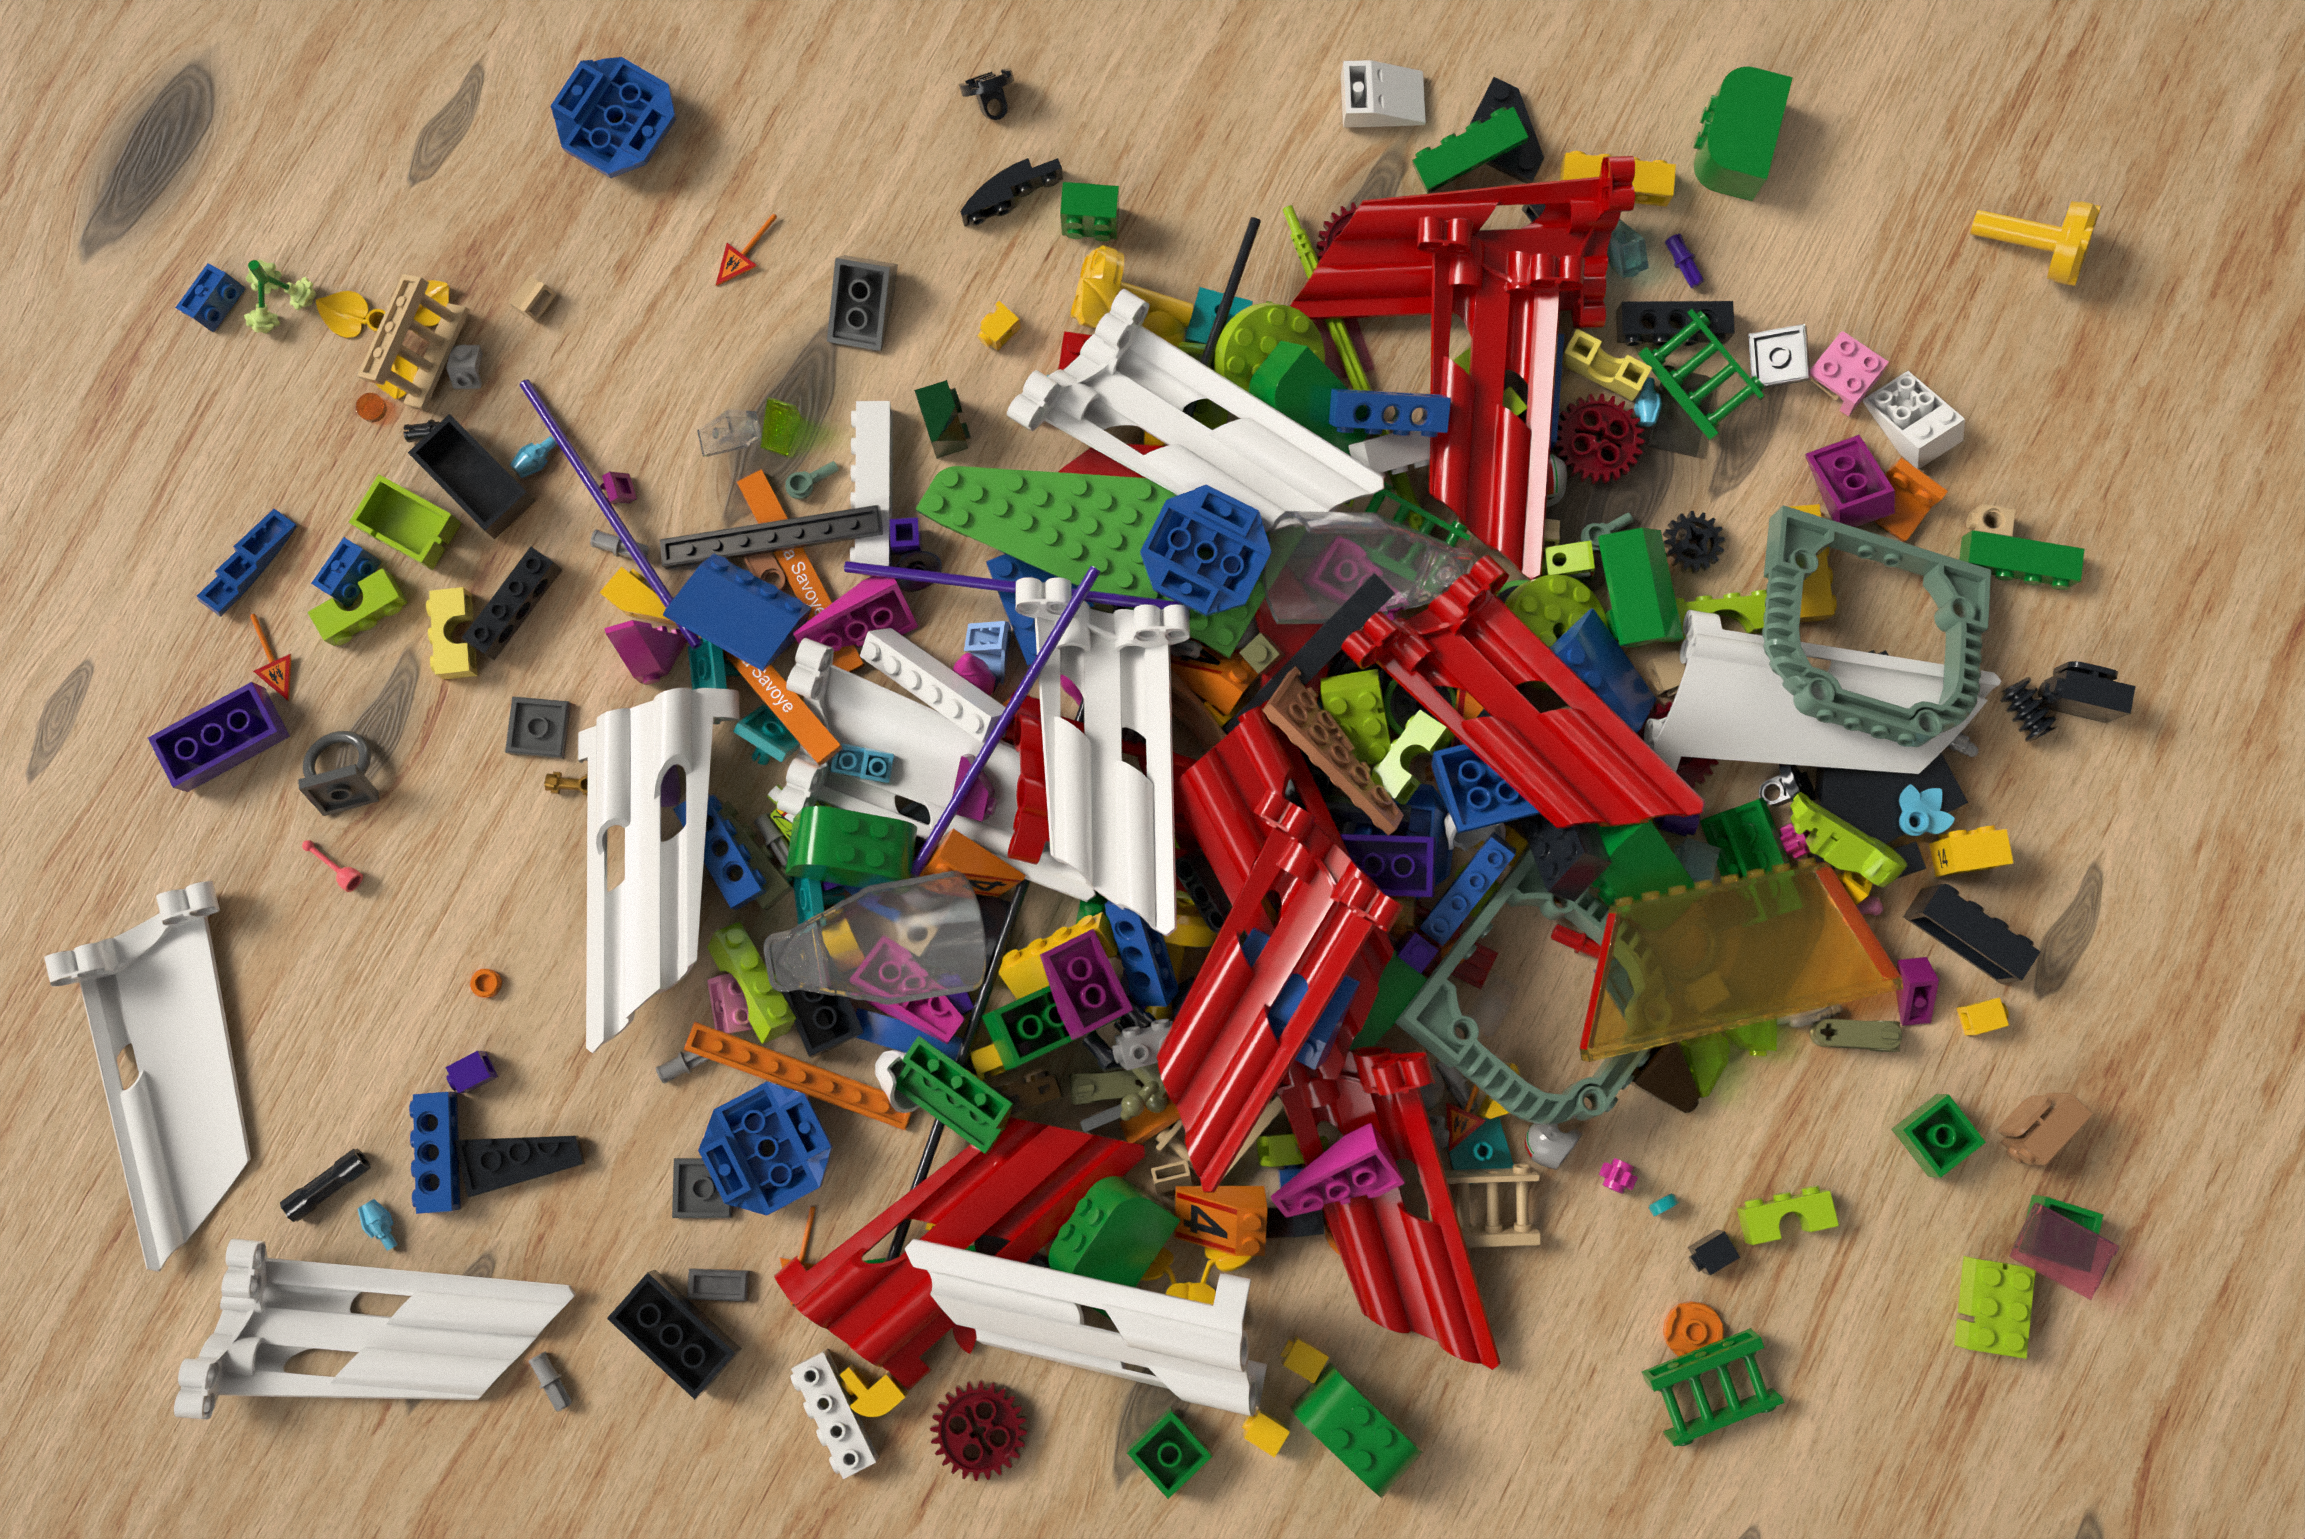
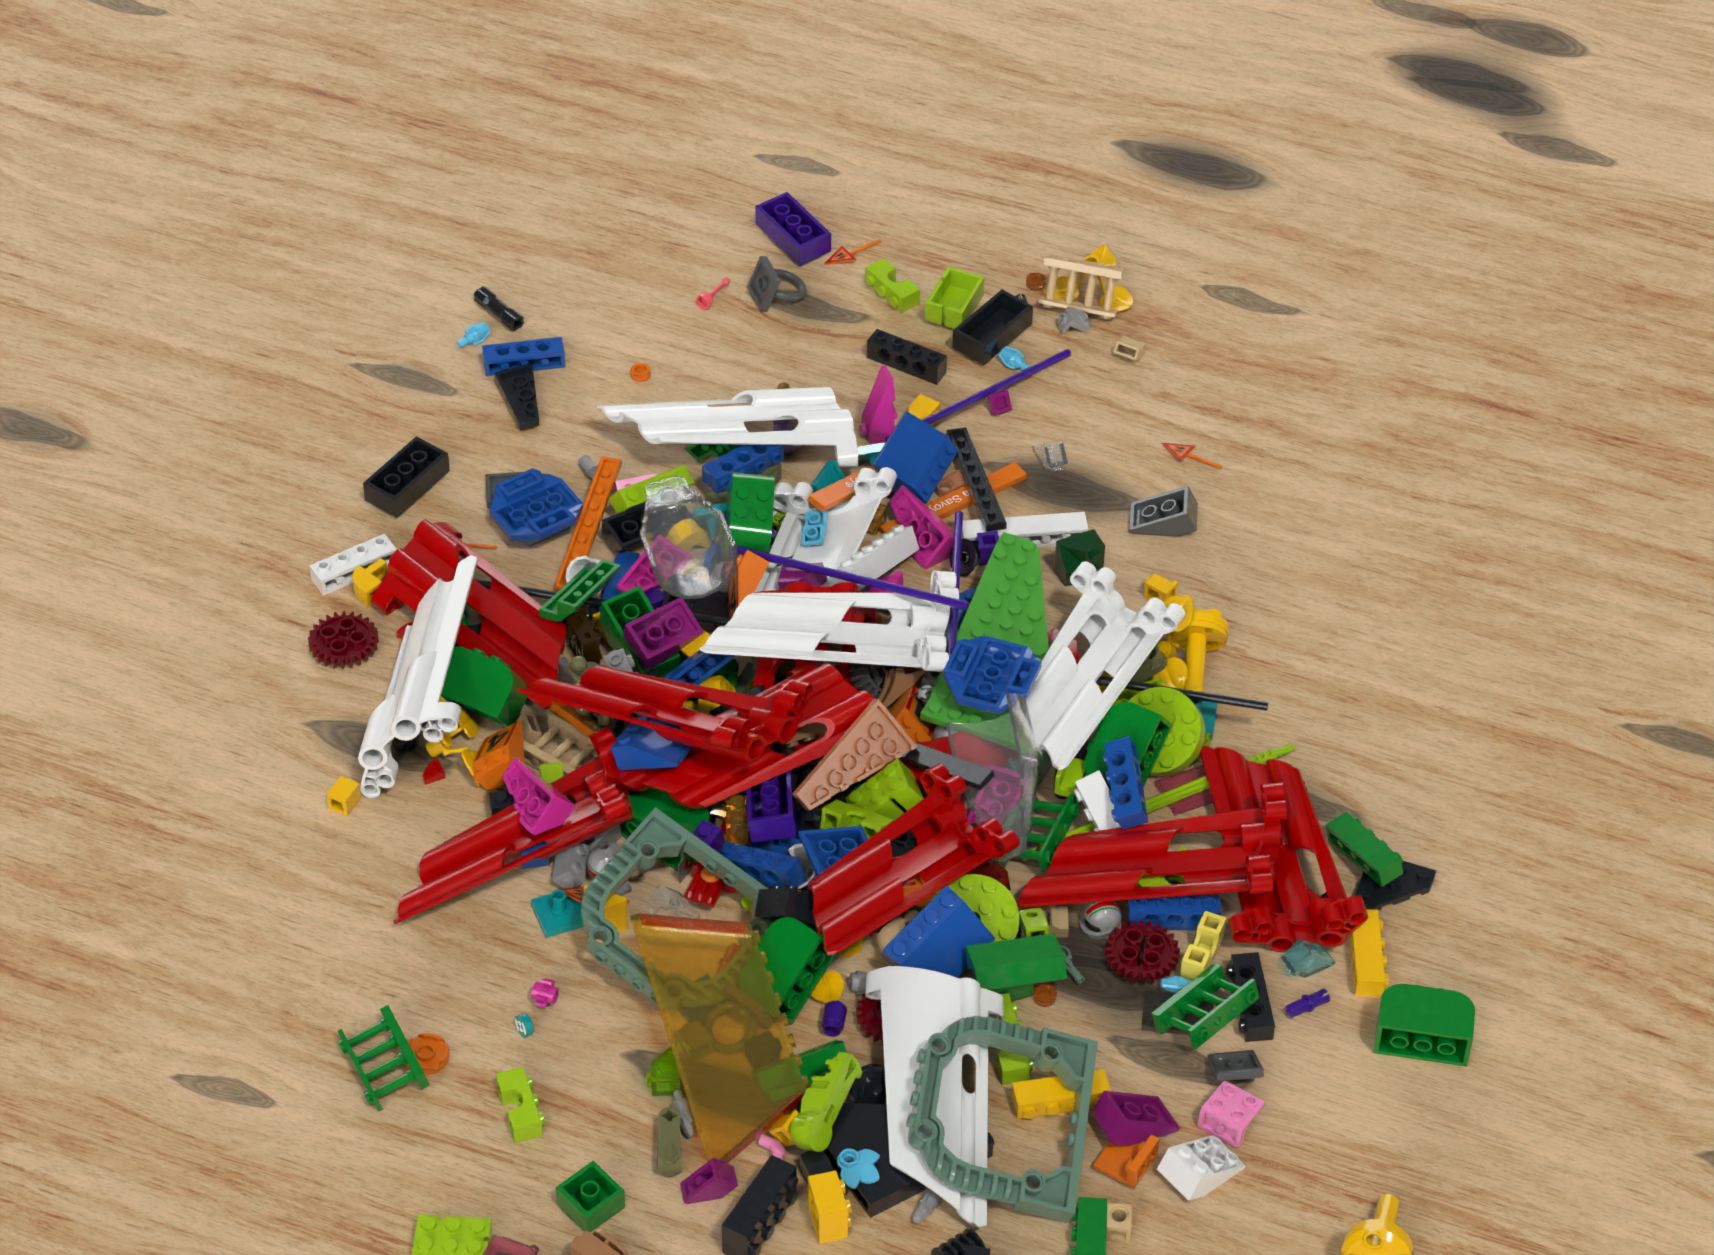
camera: 85 degrees right, 35 degrees down
(184, 1115) = (541, 238): white panel -> none
(210, 297) = (1096, 199): blue bracket -> none
(248, 562) = (912, 232): blue slope -> none
(263, 278) = (1115, 221): yellowish green plant -> none
(344, 570) = (920, 277): blue bracket -> none
(438, 1345) = (393, 364): white panel -> none
(446, 611) = (895, 324): light yellow arch -> none
(470, 1072) = (579, 367): dark purple brick -> none
(538, 727) = (823, 376): dark grey tile -> none
(550, 1381) = (372, 425): light grey axle -> none
(598, 95) = (1272, 369): blue piece -> none
(613, 544) = (956, 417): light grey axle -> none
(718, 1284) = (440, 502): flat silver tile -> none
(779, 426) = (1061, 479): clear neon green slope -> none
(800, 484) = (1020, 495): sand green plate -> none
(989, 87) = (1344, 566): black tile -> none
(998, 193) = (1268, 584): black slope -> none
(1089, 211) = (1259, 627): green brick -> none
(1169, 1452) = (329, 738): green brick -> none
(1262, 653) = (925, 730): olive brick -> none
(1303, 1358) = (398, 814): yellow brick -> none
(1356, 1430) = (345, 839): green brick -> none
(1381, 95) = (1400, 796): white slope -> none
(1493, 1232) = (495, 900): tan fence -> none
(1549, 1145) = (566, 945): light grey helmet -> none
(1668, 1078) = (626, 1012): dark brown slope -> none
(1688, 532) = (1067, 1016): black gear -> none
(1697, 859) = (802, 1028): clear light blue slope -> none
(1706, 1059) = (638, 1045): clear neon green slope -> none
(1712, 1252) = (488, 1057): black brick -> none
(1983, 1016) = (692, 1231): yellow brick -> none

